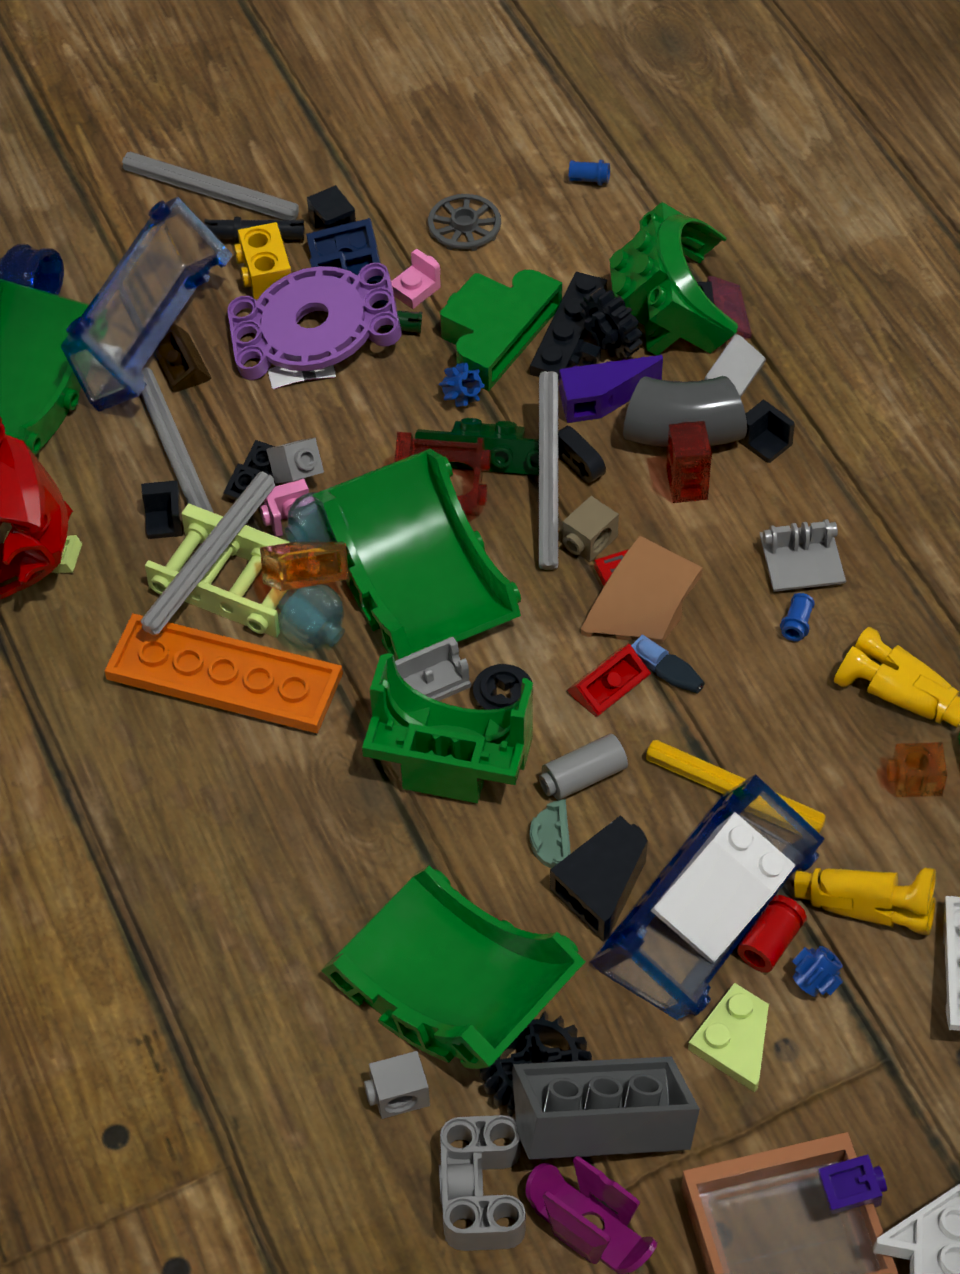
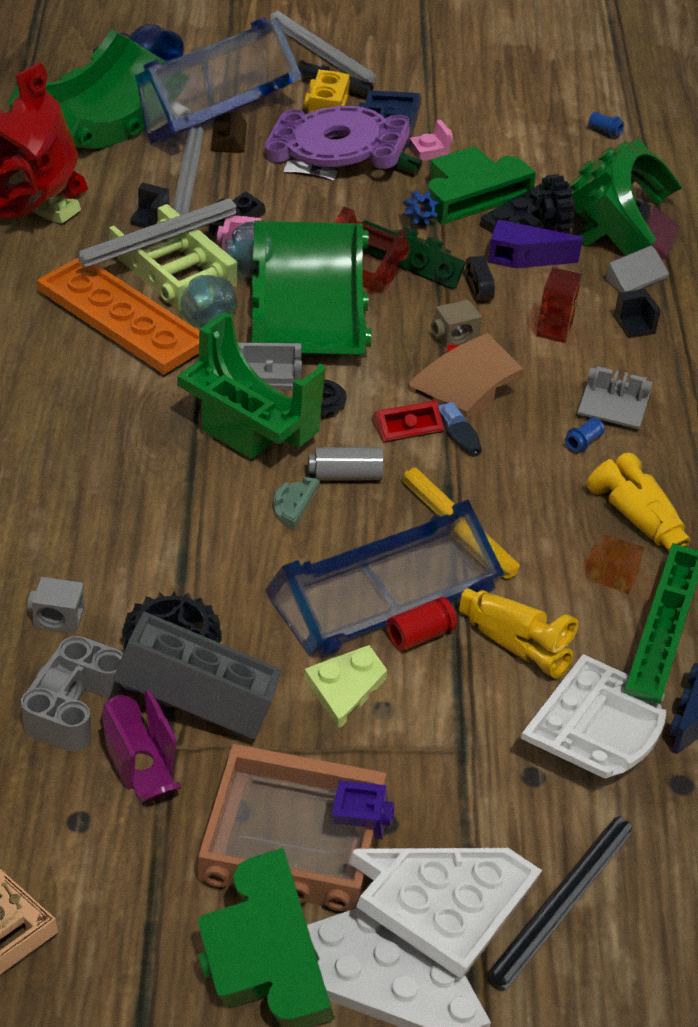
camera: 20 degrees right, 10 degrees down
(295, 460) = (263, 204): light grey brick -> none
(303, 564) = (221, 261): clear orange slope -> none
(329, 207) = (395, 80): black panel -> none
(451, 972) = (145, 541): green panel -> none
(464, 221) = (492, 124): dark grey wheel -> none
(548, 470) = (446, 275): light grey axle -> none
(601, 875) = (315, 530): black slope -> none
(665, 402) = (600, 274): dark grey brick -> none
(723, 887) = (398, 572): white slope -> none
(817, 971) = (440, 661): blue gear -> none

